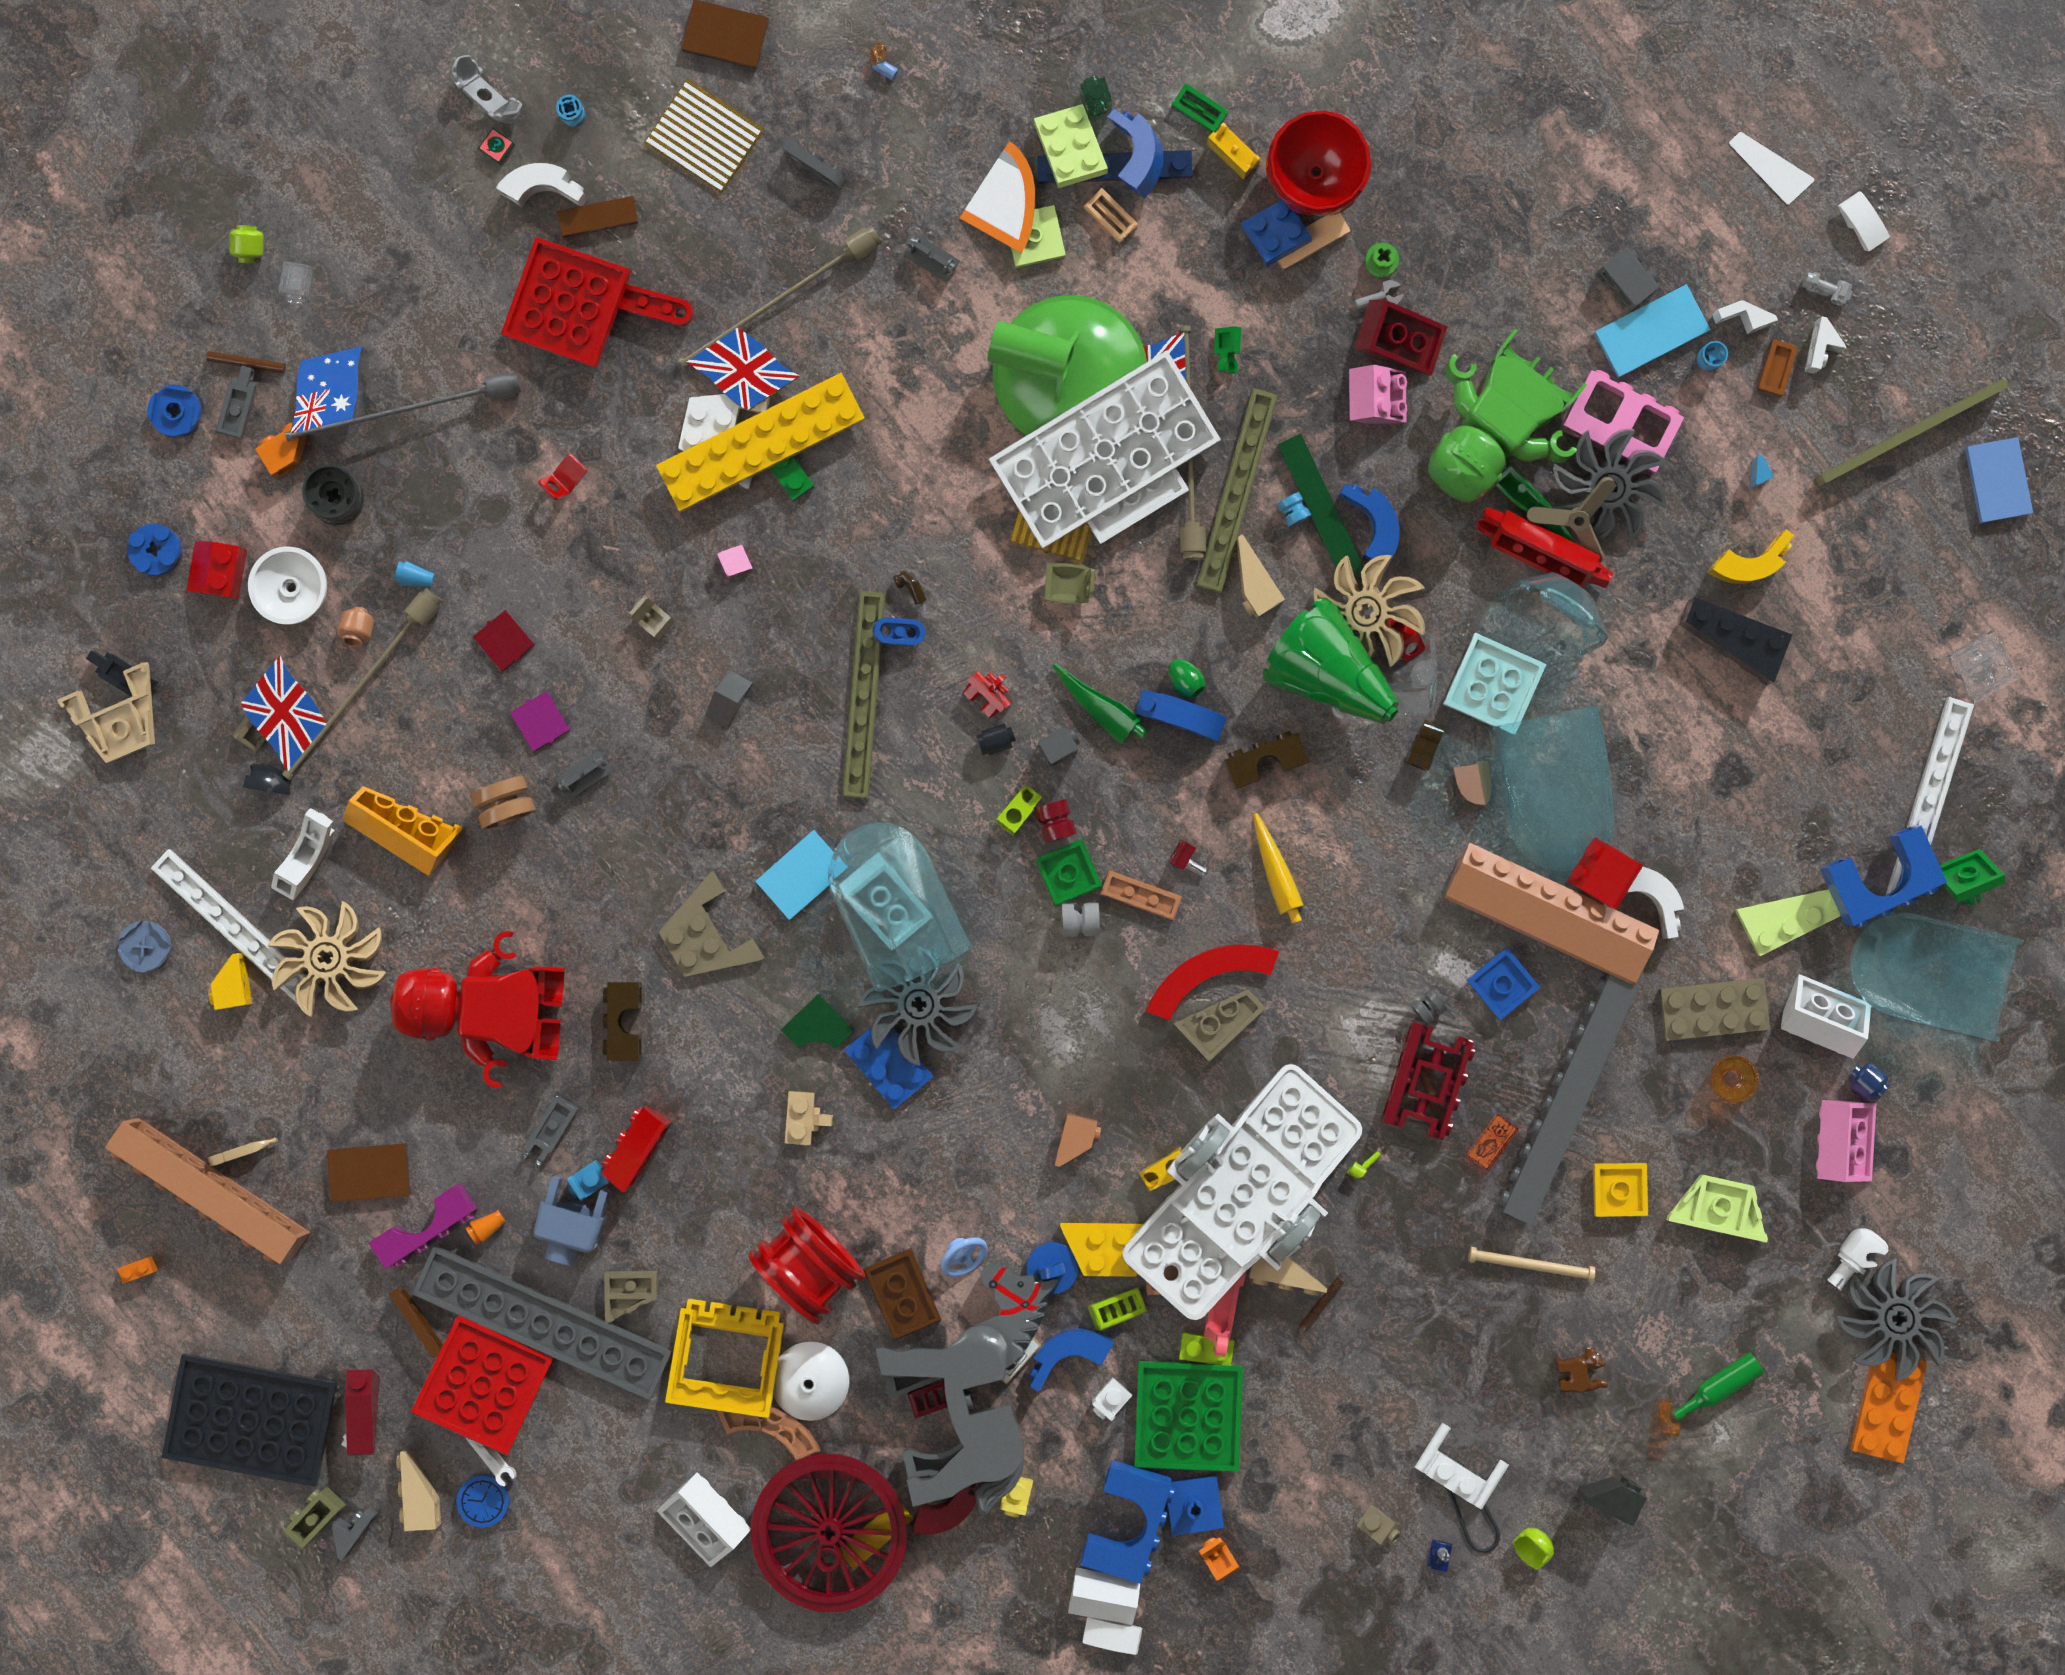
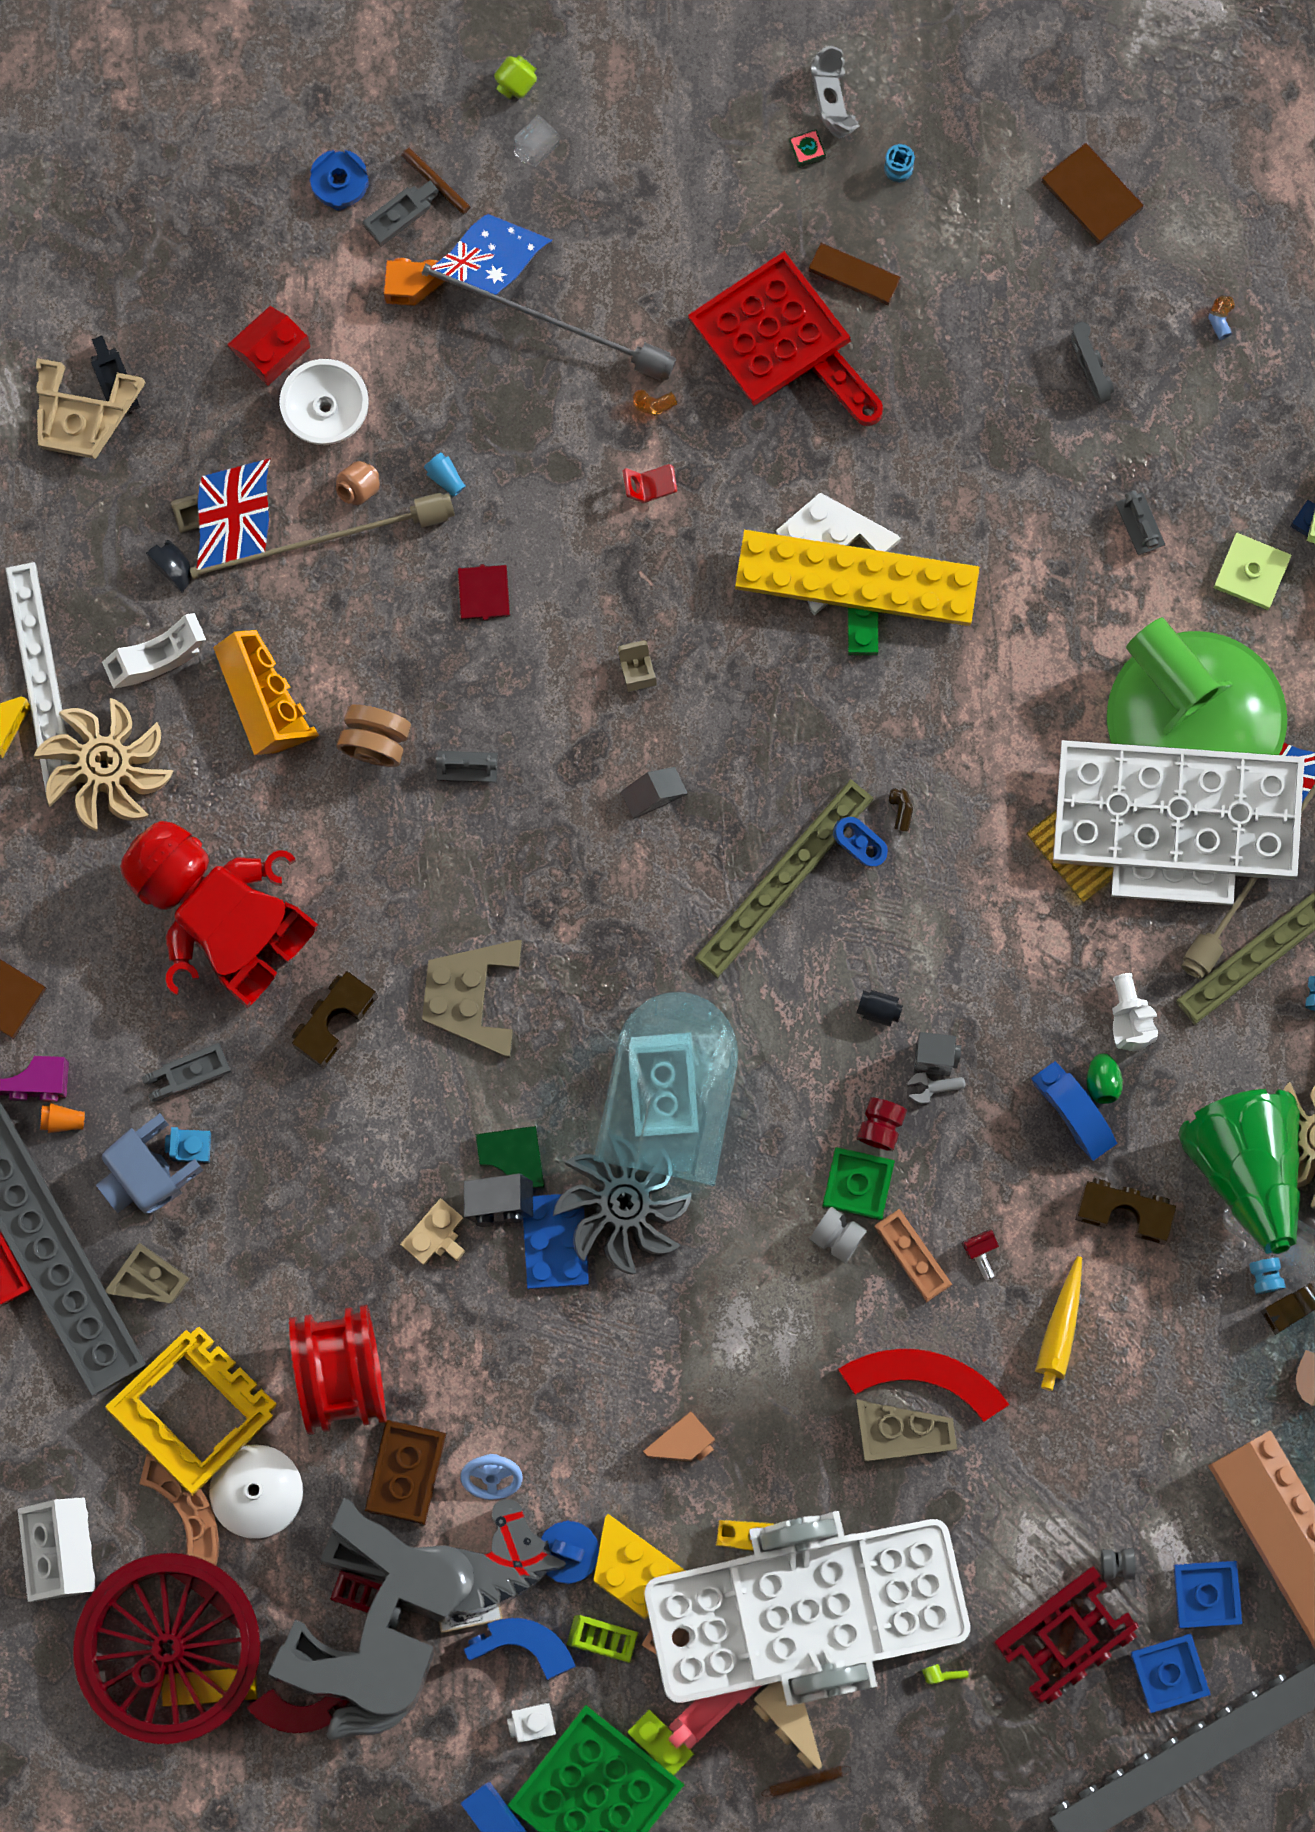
camera: 35 degrees right, 10 degrees down
(141, 542) = (234, 301): blue plate -> none
(329, 481) = (430, 335): pearl dark grey wheel -> none
(523, 418) = (651, 405): none -> clear orange arm
(539, 177) = (821, 199): white arch -> none
(540, 721) = (462, 688): magenta piece -> none
(635, 1147) = (257, 1145): red slope -> none
(704, 135) = (1006, 269): piece -> none
(734, 561) = (752, 670): bright pink slope -> none
(742, 364) = (892, 500): flag -> none
(798, 875) = (598, 1002): medium azure tile -> none
(829, 1065) = (498, 1199): none -> brick
(991, 689) = (901, 946): red hips -> none
(1005, 200) = (1247, 519): sticker -> none
(1017, 1500) = (371, 1751): light yellow bracket -> none
(1018, 810) = (852, 1089): lime leg -> none
(1069, 583) = (1054, 910): olive piece -> none
(1072, 767) = (933, 1087): none -> light grey bar
(1106, 712) = (1005, 1061): green piece -> none
(1175, 620) = (1132, 1017): none -> white piece
(1257, 586) = (1235, 1043): tan slope -> none
(1397, 739) = (1267, 1283): none -> dark azure wheel
(1492, 1141) = (1088, 1744): clear red tile -> none
(1514, 1055) = (1170, 1673): none -> blue plate

